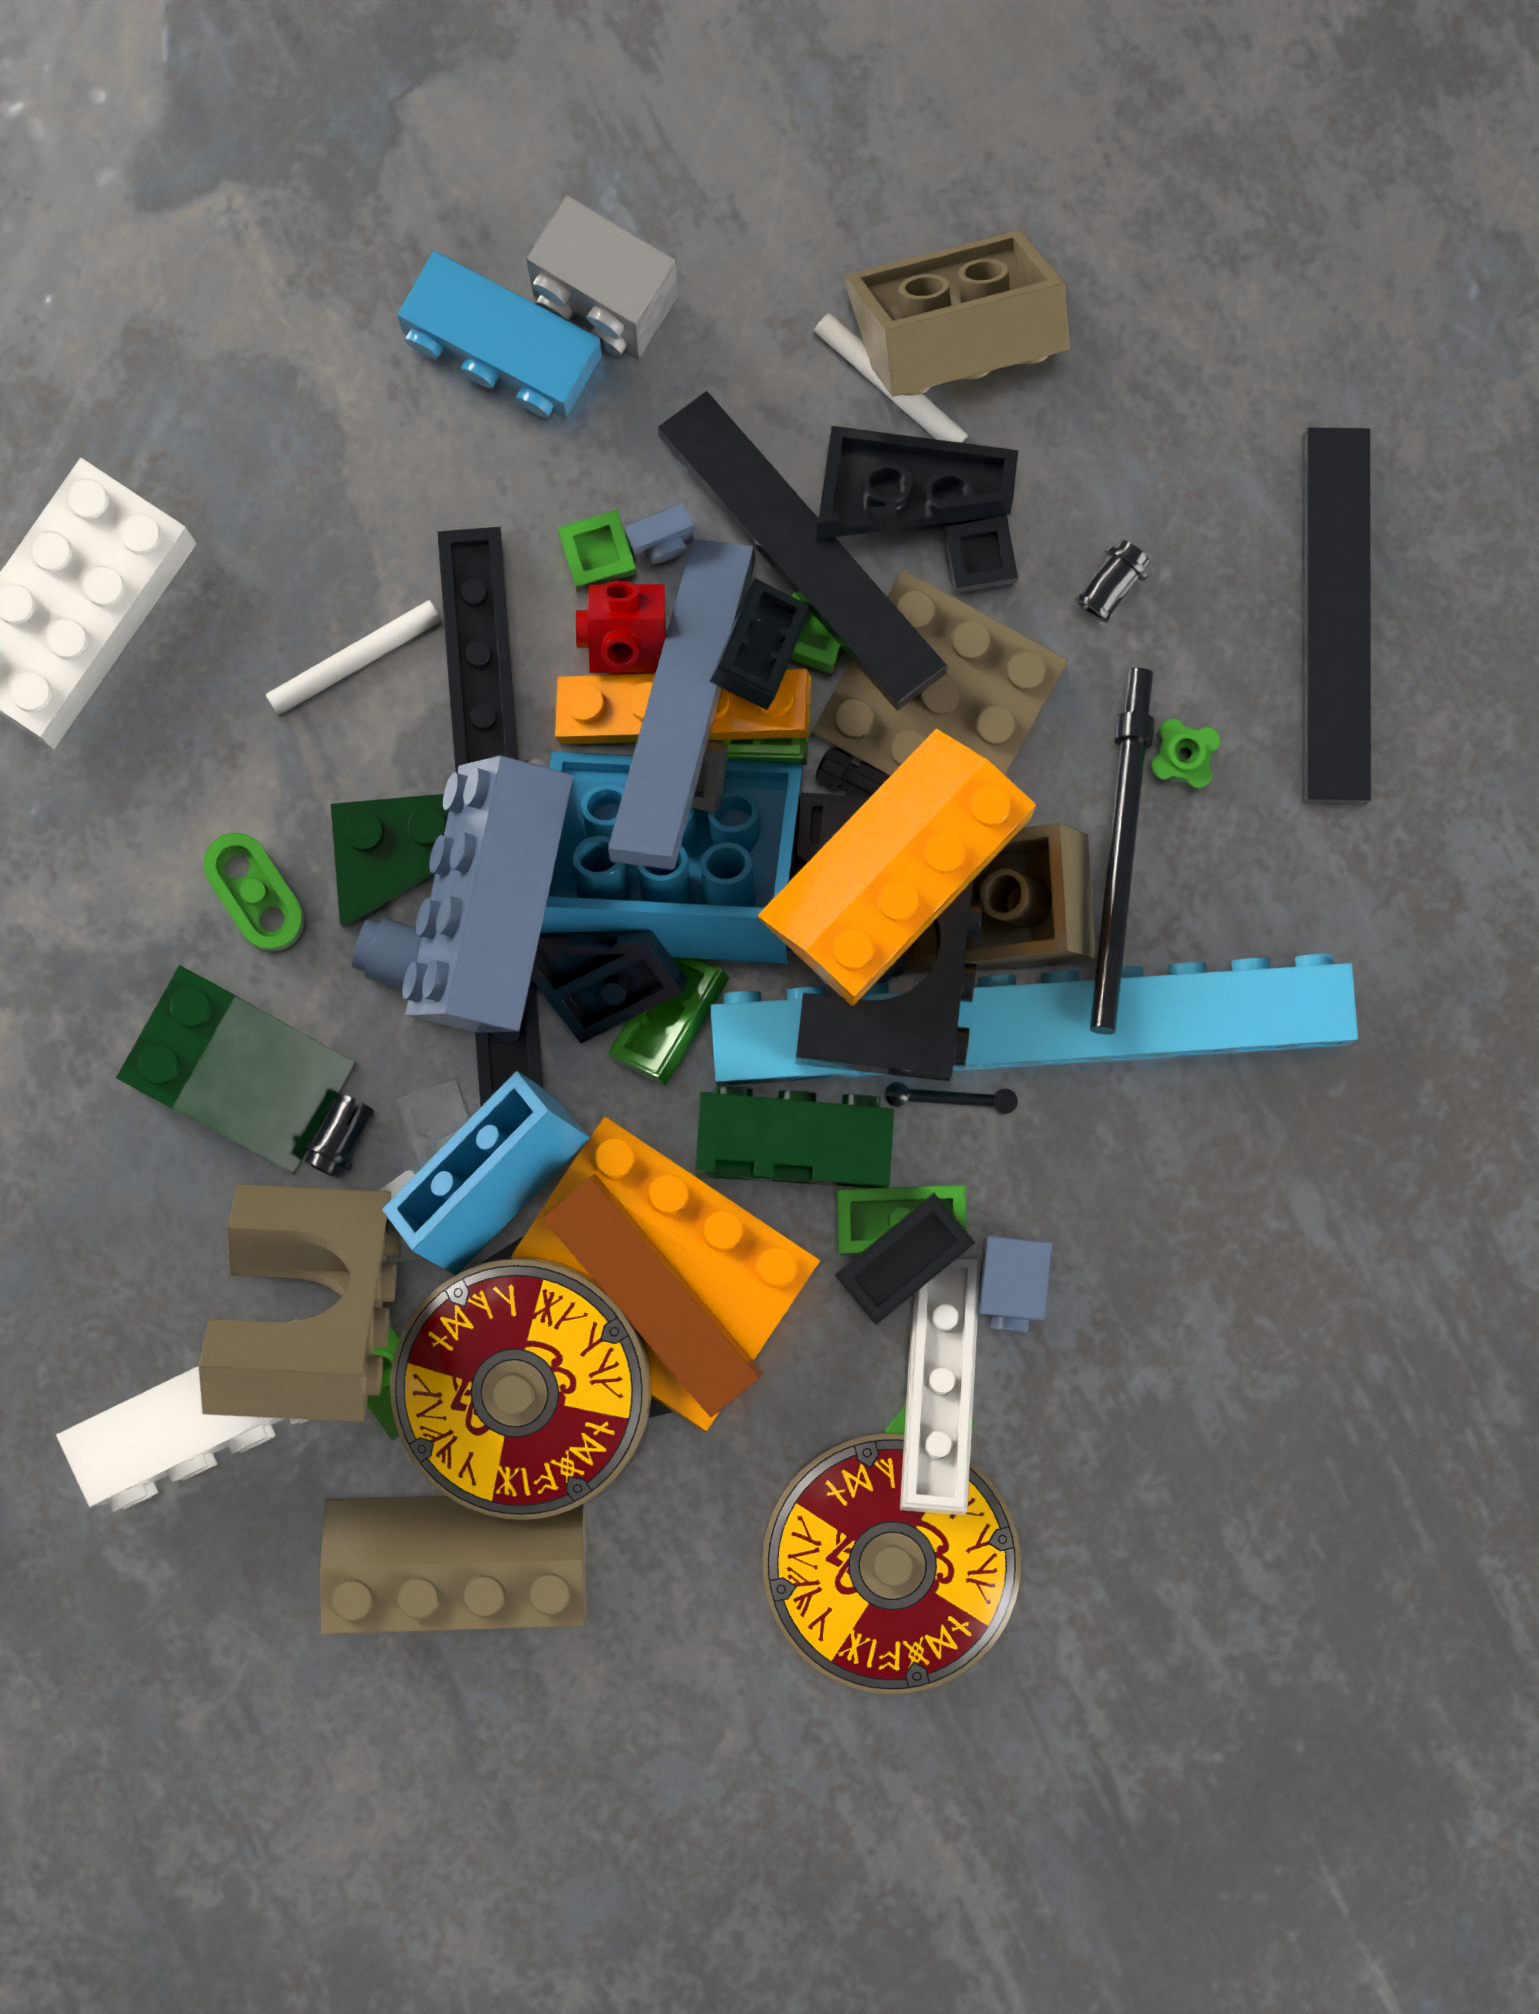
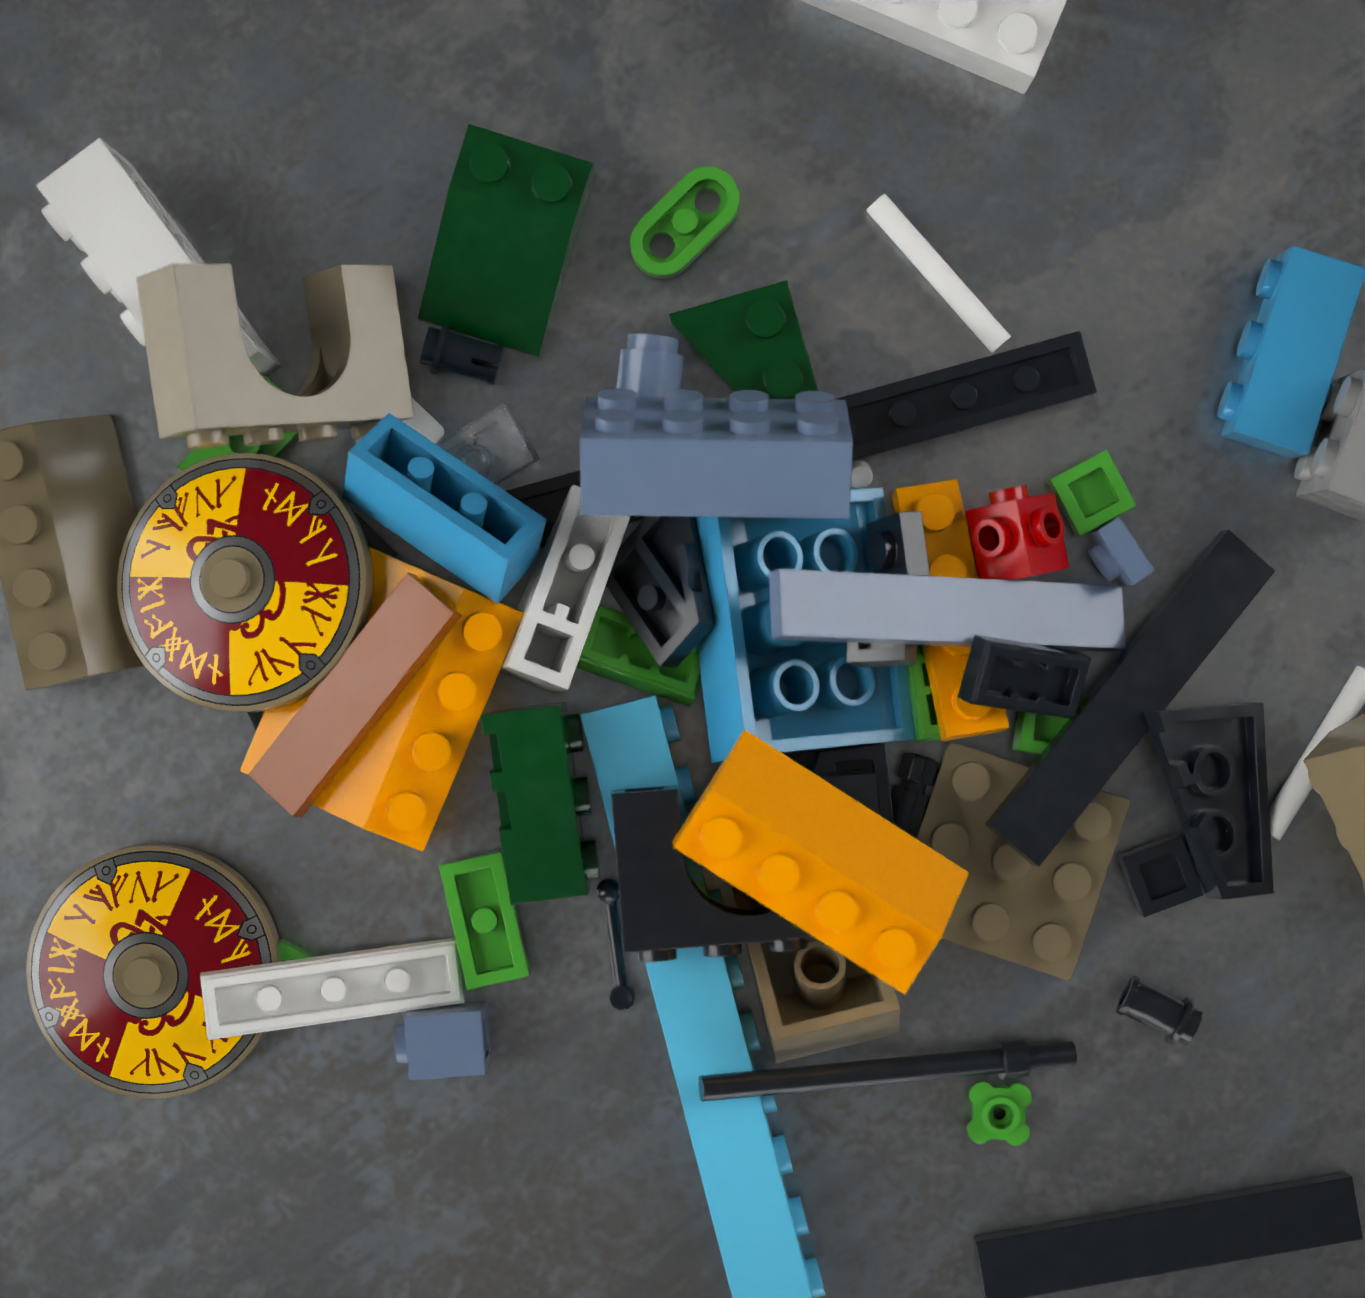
camera: 85 degrees right, 5 degrees up
(594, 1075) = (563, 596): none -> white slope
(608, 742) = (897, 545): none -> black plate
(904, 1258) = (444, 931): black tile -> none

